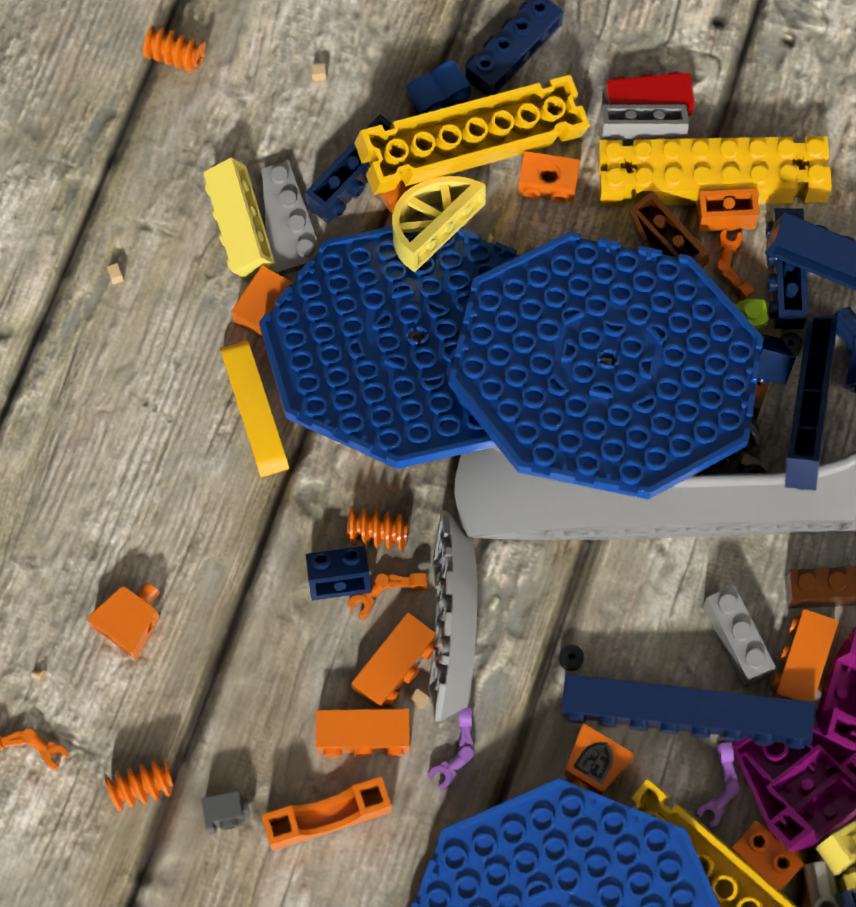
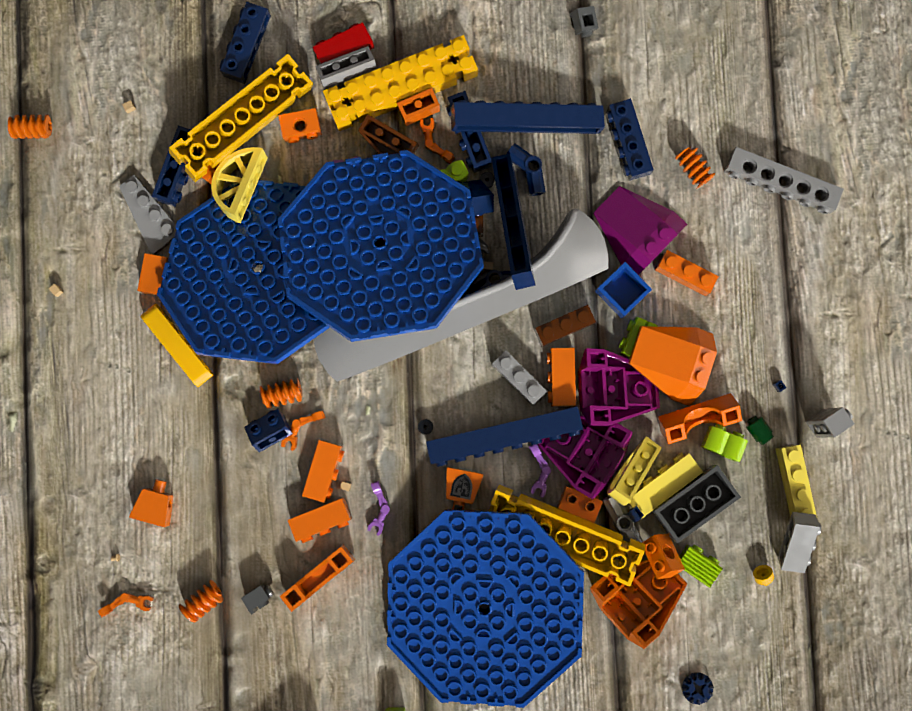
camera: 15 degrees left, 15 degrees up
(238, 218) = (117, 226): light yellow brick -> none
(439, 88) = (210, 92): blue brick -> none
(454, 619) = (347, 434): light grey brick -> none

